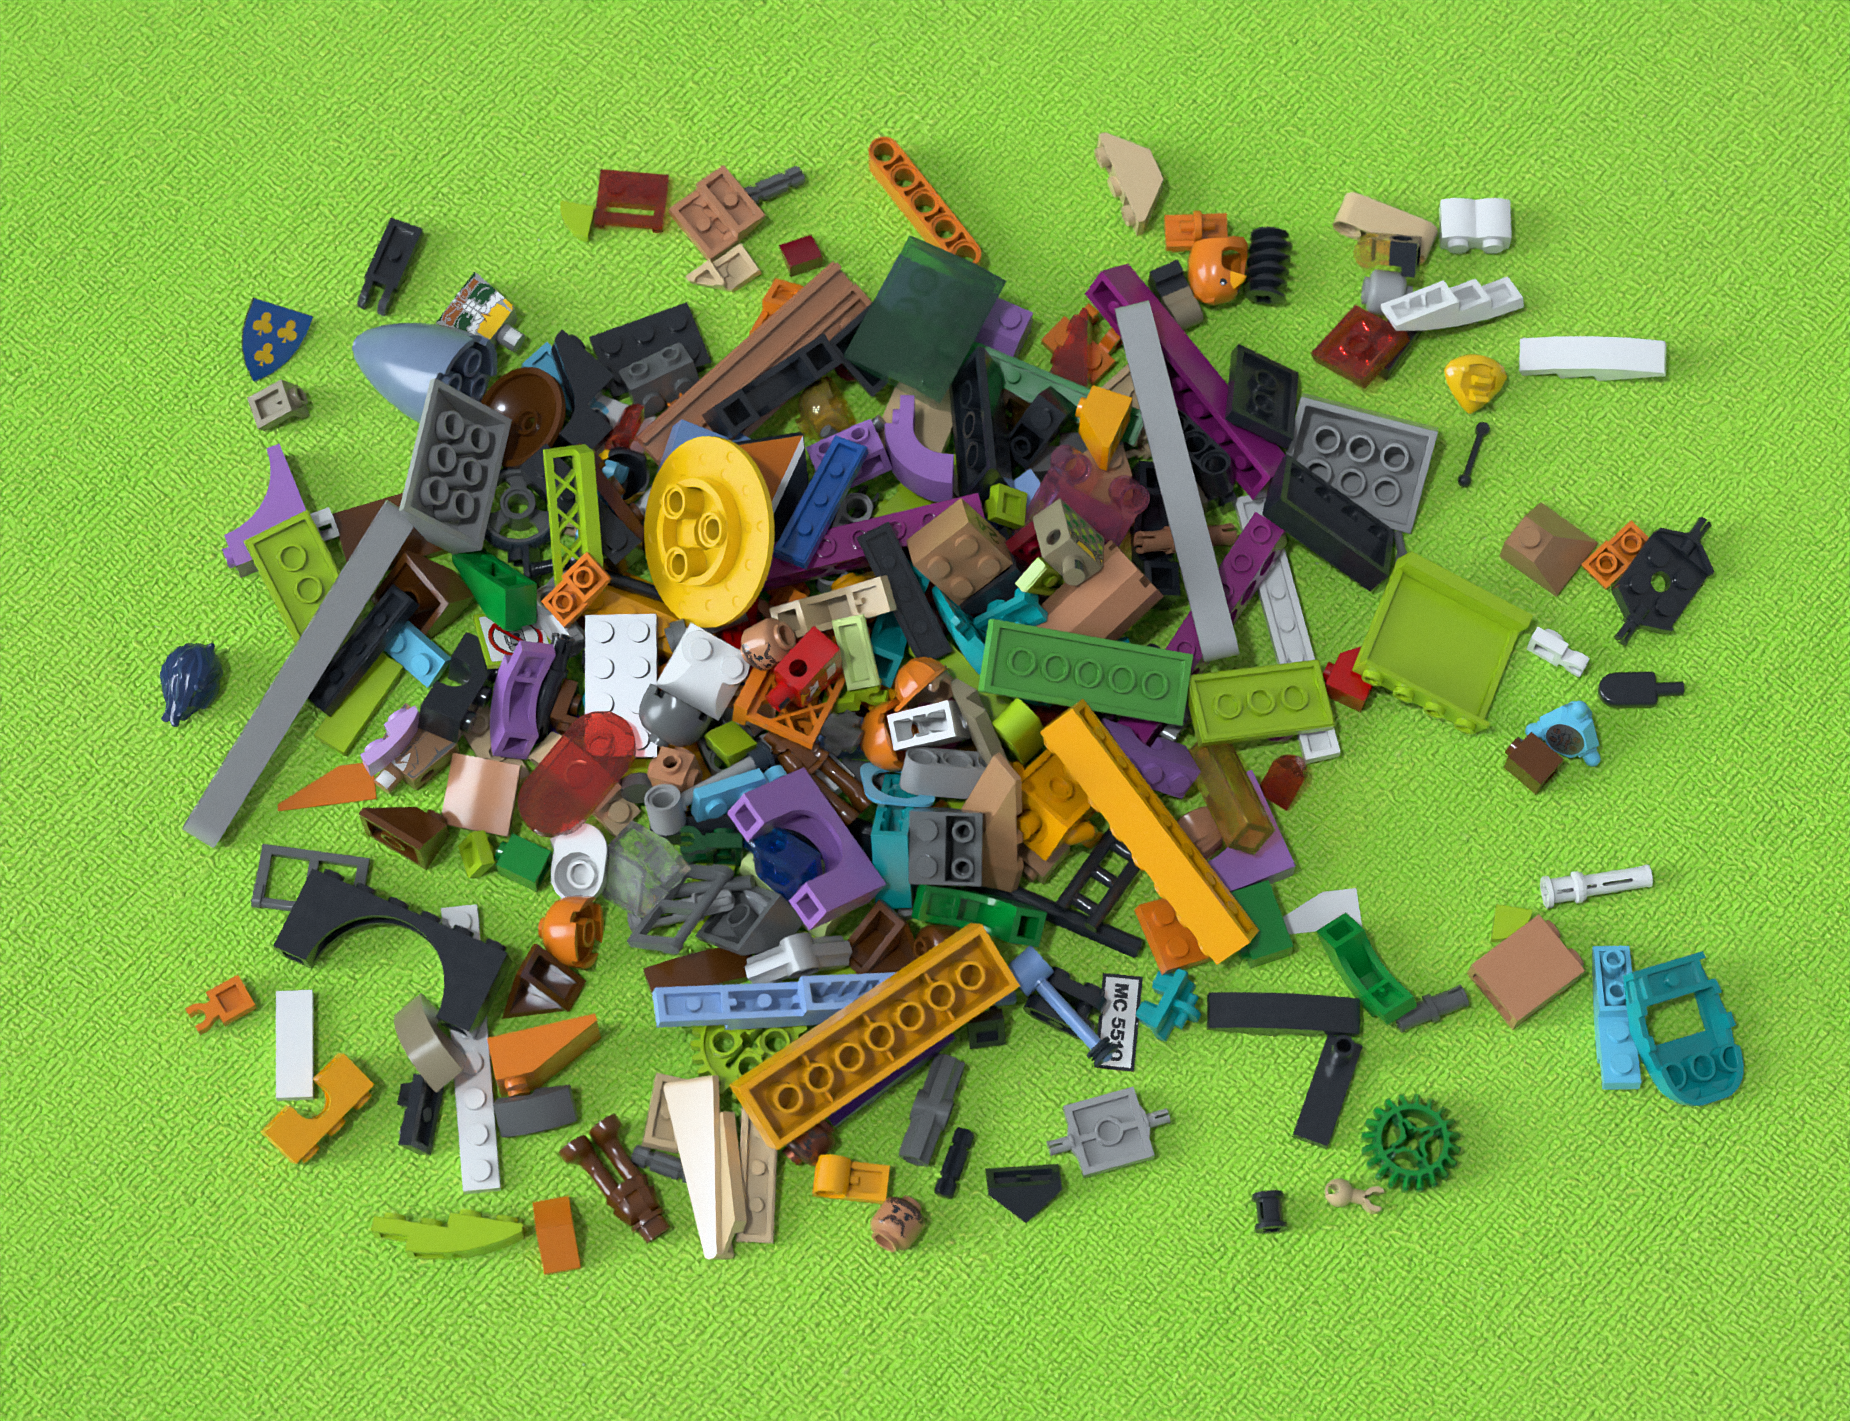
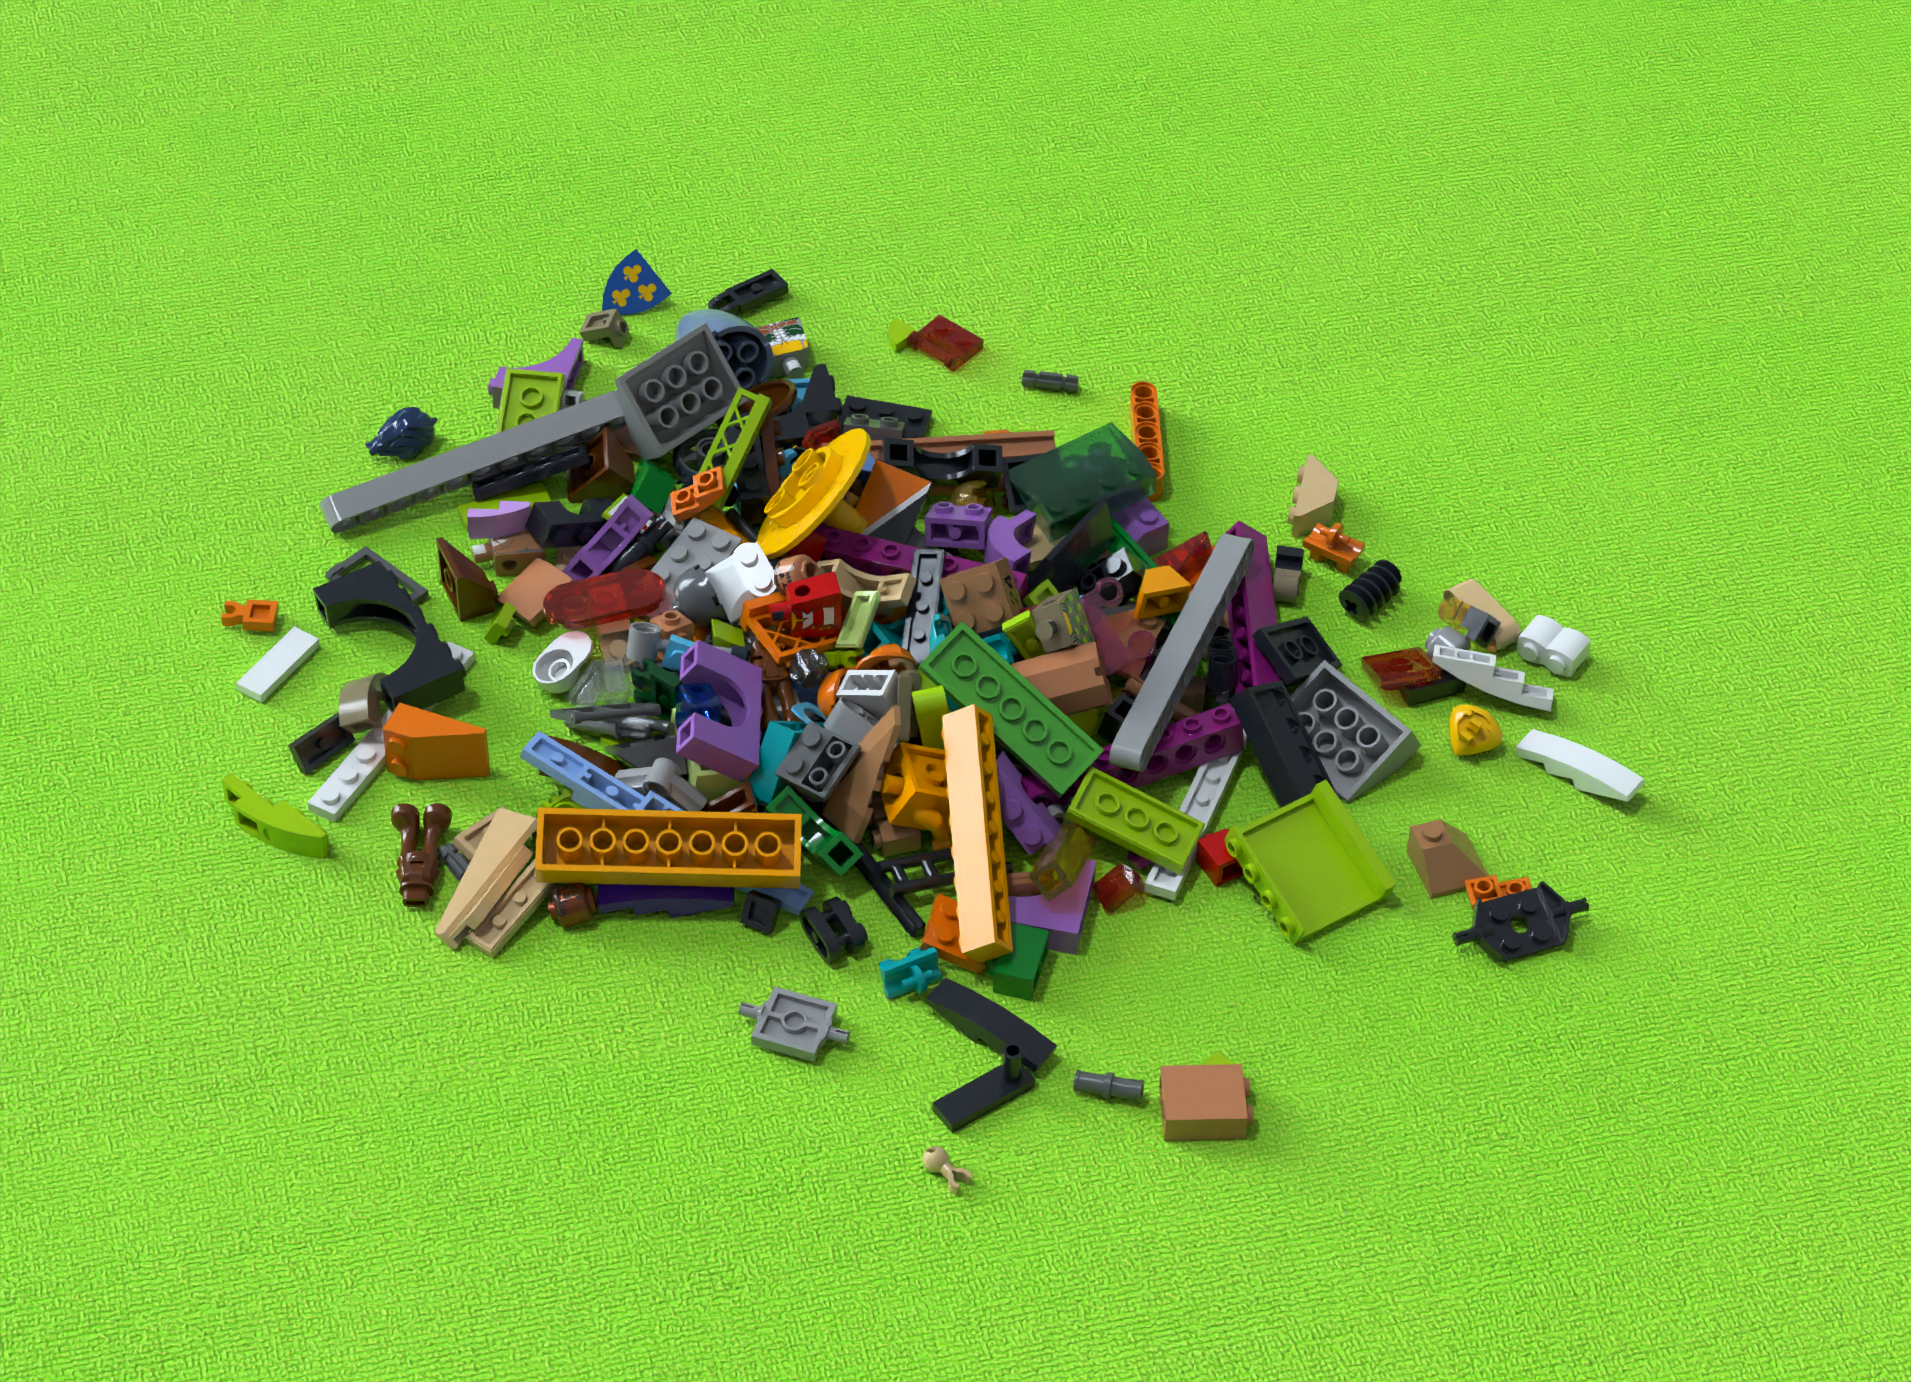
camera: 35 degrees right, 25 degrees down
(338, 786) = (428, 543): orange sticker -> none
(343, 1088) = (282, 701): light orange arch -> none
(418, 654) = (566, 489): medium azure plate -> none
(523, 862) = (525, 643): green brick -> none
(536, 1112) = (399, 782): dark grey slope -> none
(542, 986) = (477, 706): reddish brown slope -> none
(556, 1235) = (344, 865): orange slope -> none
(571, 929) = (524, 696): orange cylinder -> none
(717, 214) = (997, 376): nougat slope -> none
(727, 272) = (975, 412): tan slope -> none
(801, 255) = (1035, 423): dark red slope -> none
(820, 502) = (909, 523): blue tile -> none
(849, 1180) = (575, 943): light orange plate -> none
(897, 1223) = (588, 989): nougat head -> none
(931, 1110) = (677, 938): dark grey piece -> none
(954, 1163) = (664, 981): black axle -> none
(1024, 1188) = (699, 1025): black slope -> none
(1032, 975) = (820, 886): medium blue piece -> none
(1119, 1019) = (863, 969): sticker -> none
(1216, 276) = (1322, 577): orange piece -> none
(1269, 1212) = (870, 1139): black bush -> none
(1322, 910) = (1080, 989): white sticker -> none
(1363, 971) = (1075, 1026): green arch -> none
(1417, 1157) = (1037, 1164): green gear -> none
(1481, 430) = (1457, 770): black hinge -> none
(1532, 762) = (1321, 979): reddish brown brick -> none
(1553, 649) = (1396, 919): white plate -> none
(1569, 732) = (1367, 972): medium azure rock -> none
(1575, 889) = (1291, 1074): white pin -> none
(1613, 1038) = (1251, 1169): medium azure slope -> none
(1635, 689) = (1445, 983): black piece -> none
(1697, 1066) = (1286, 1233): teal slope -> none

